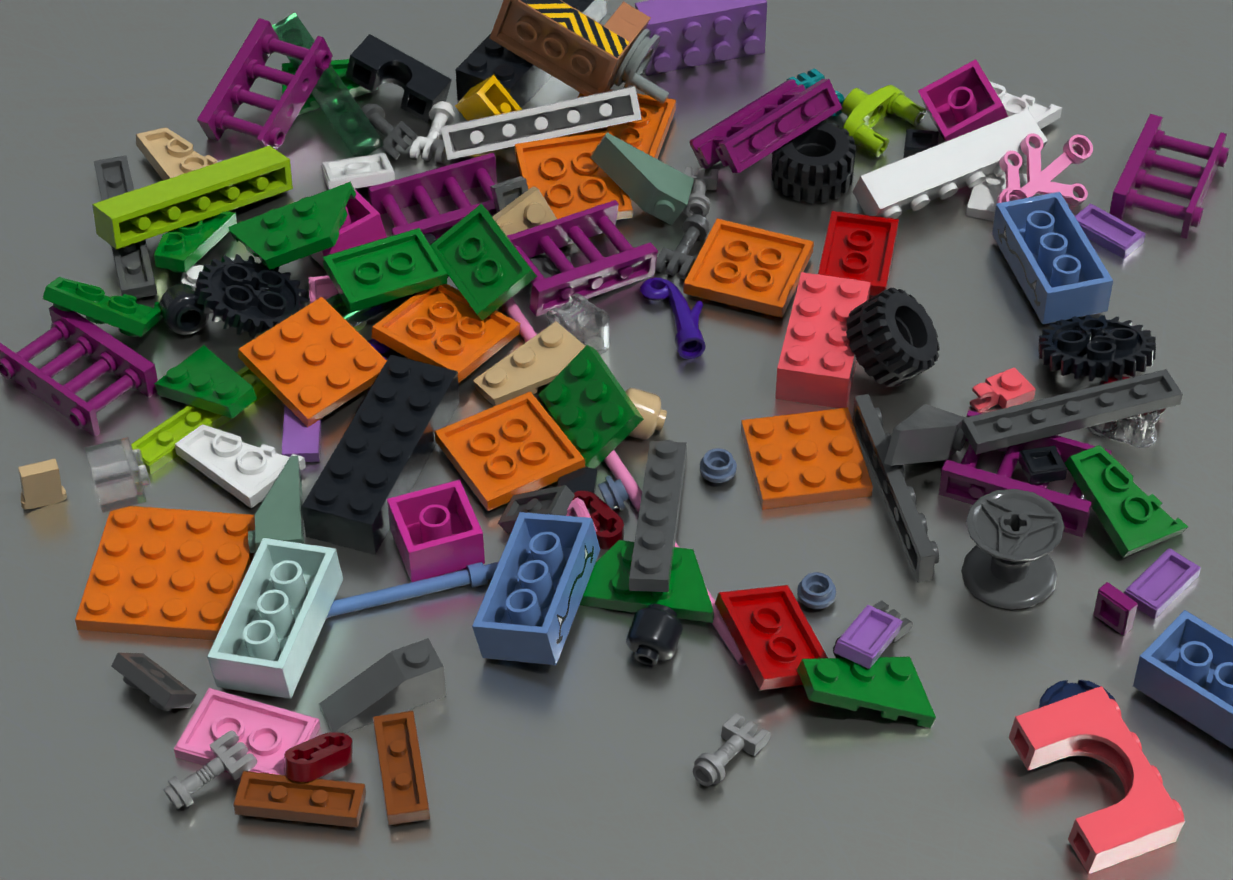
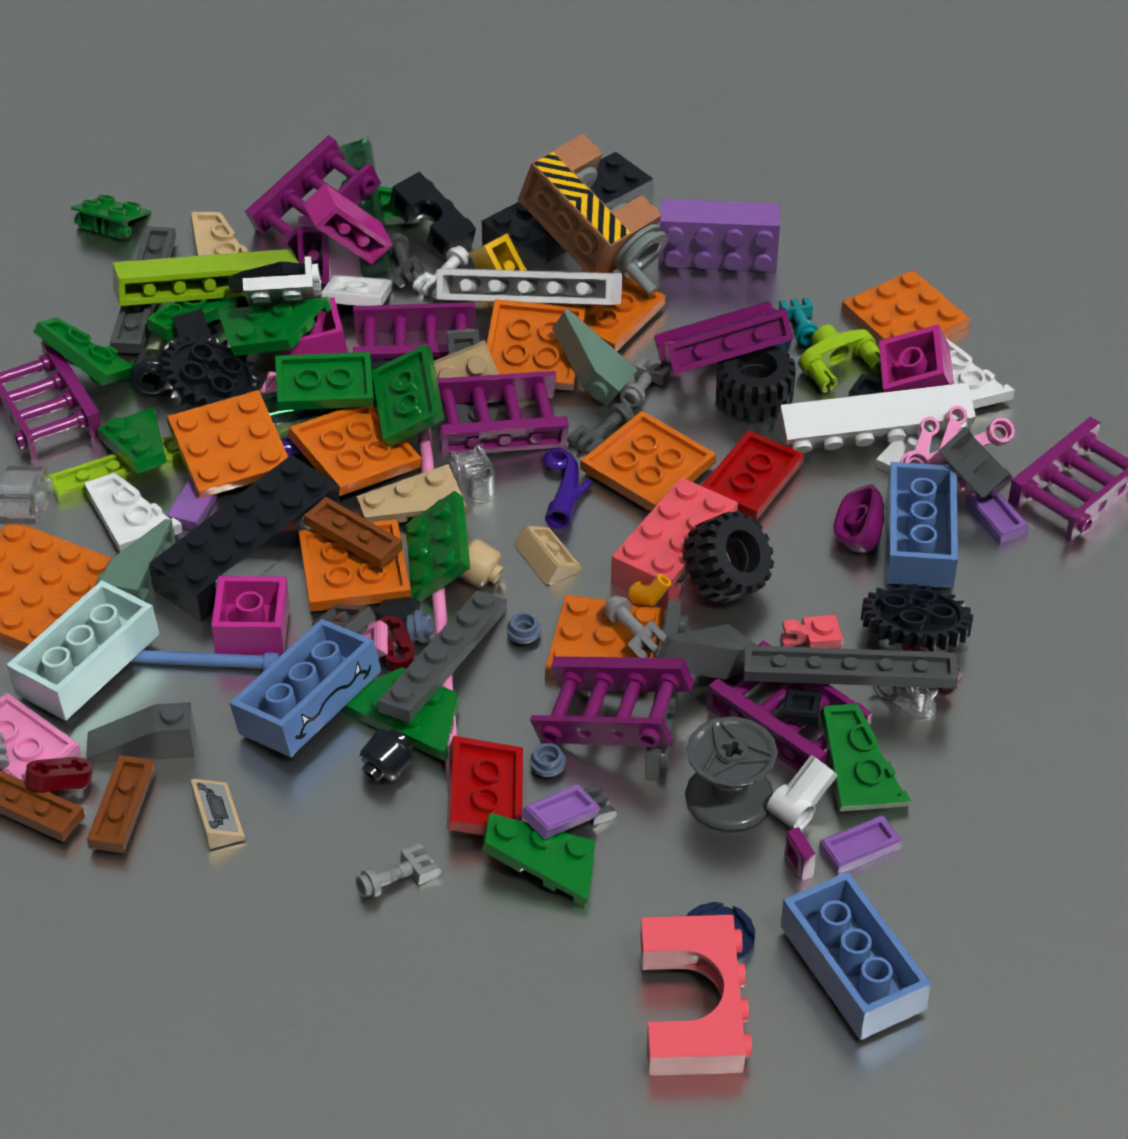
camera: 20 degrees right, 0 degrees up
(53, 159) = (108, 216): none -> green hinge
(206, 248) = (191, 323): none -> black tile
(268, 179) = (276, 269): none -> black hinge
(297, 138) = (315, 244): none -> magenta brick
(312, 179) = (284, 288): none -> white bracket
(330, 102) = (347, 223): none -> dark pink brick
(498, 416) = (353, 532): none -> dark orange plate
(505, 747) = (216, 812): none -> slope
(696, 387) = (546, 554): none -> tan slope
(811, 419) = (618, 610): none -> light grey hinge
(831, 397) = (649, 595): none -> light orange arm
(854, 482) = (613, 674): none -> magenta fence
(910, 58) = (903, 307): none -> orange plate
(989, 267) = (860, 519): none -> magenta piece
(1077, 185) = (975, 464): none -> dark grey window
(1084, 559) = (796, 801): none -> white piece

